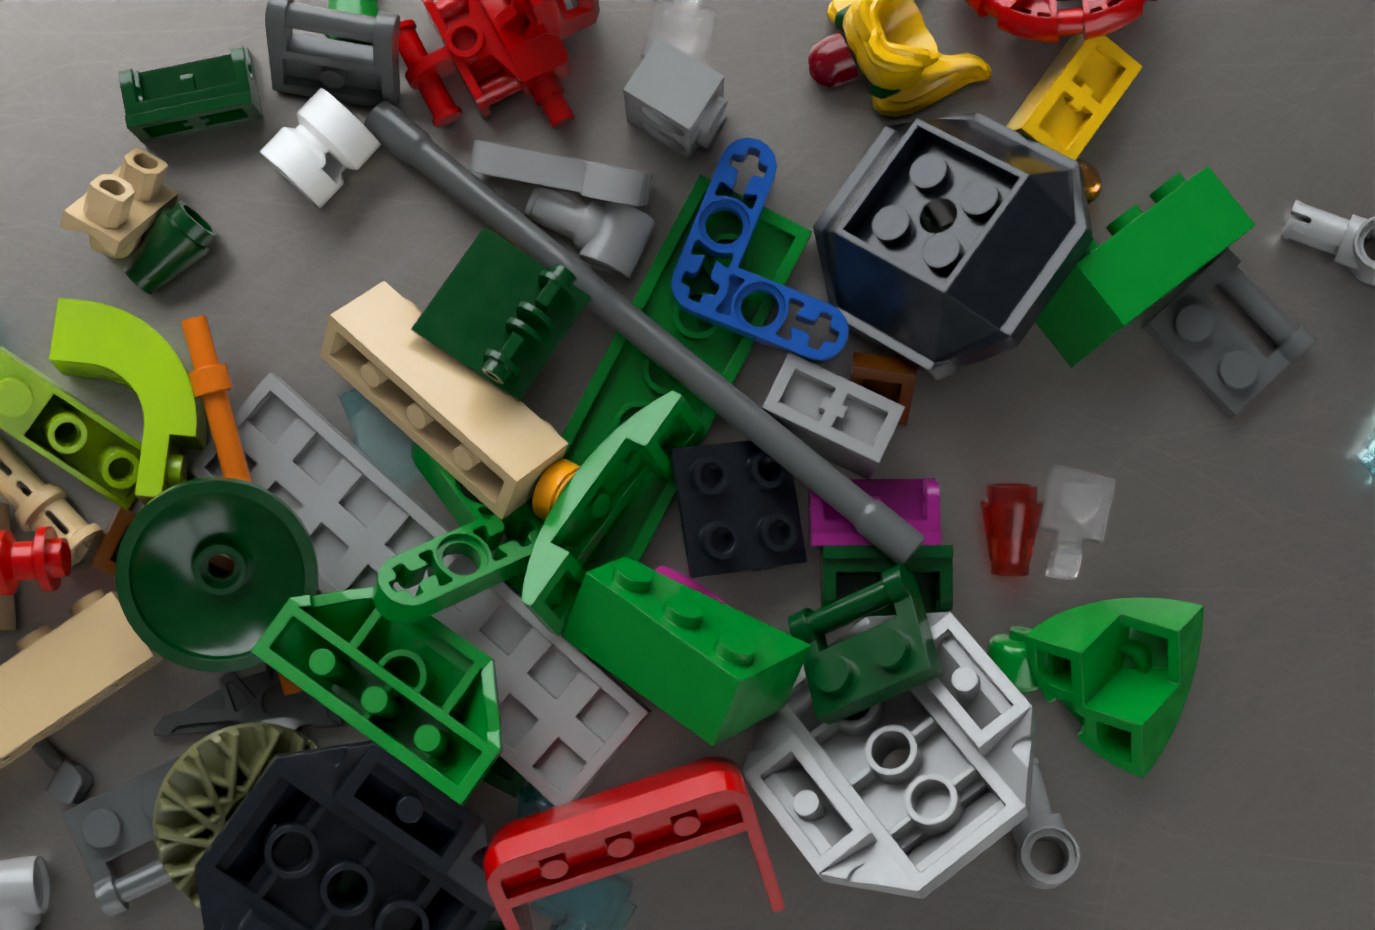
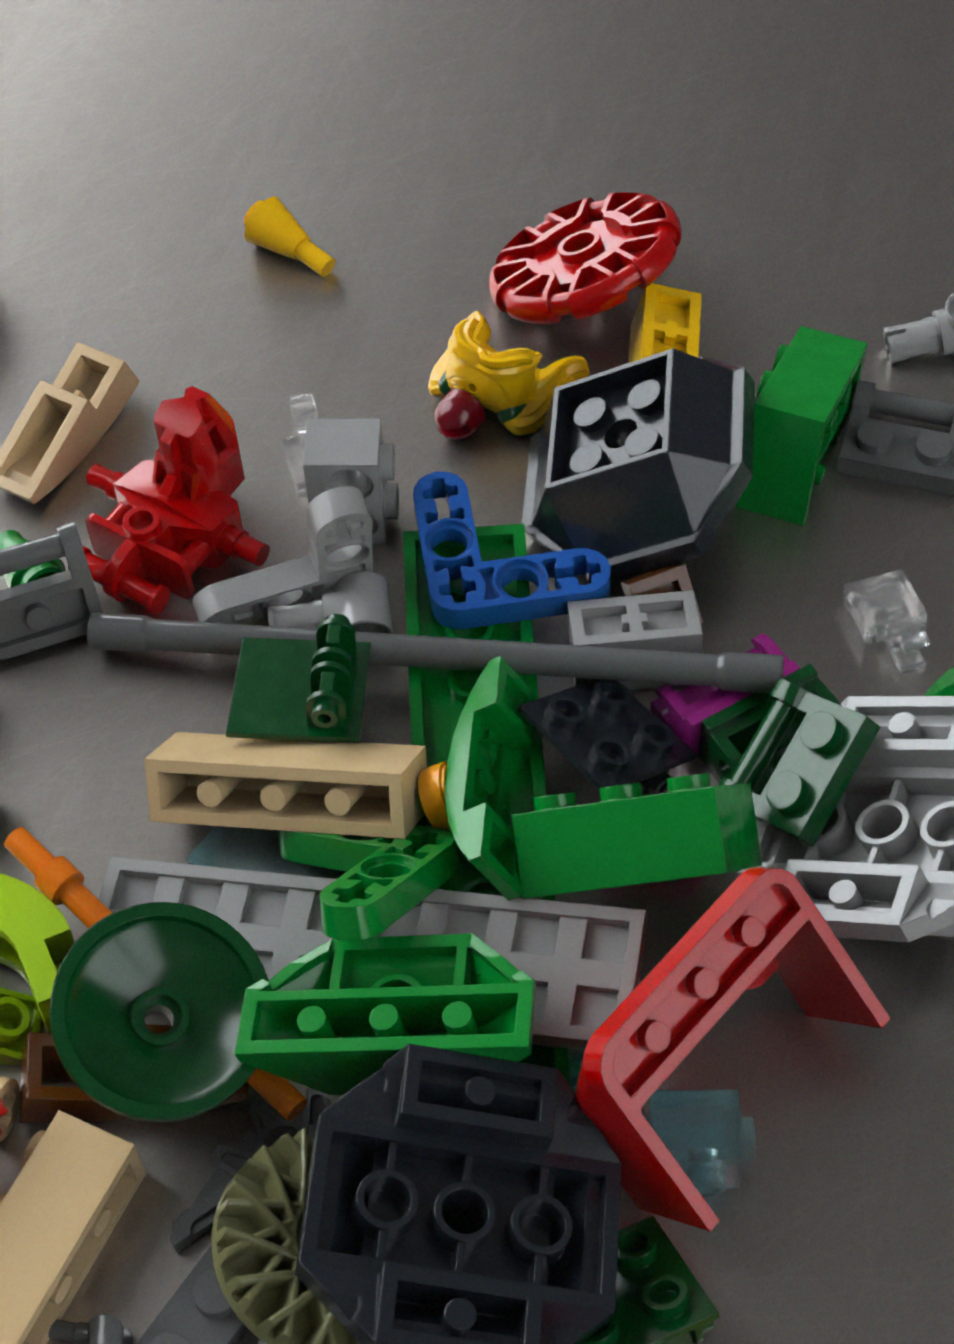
camera: 30 degrees left, 30 degrees down
(320, 148) = (57, 671): white wheel -> none
(1011, 526) = (844, 642): clear red cone -> none

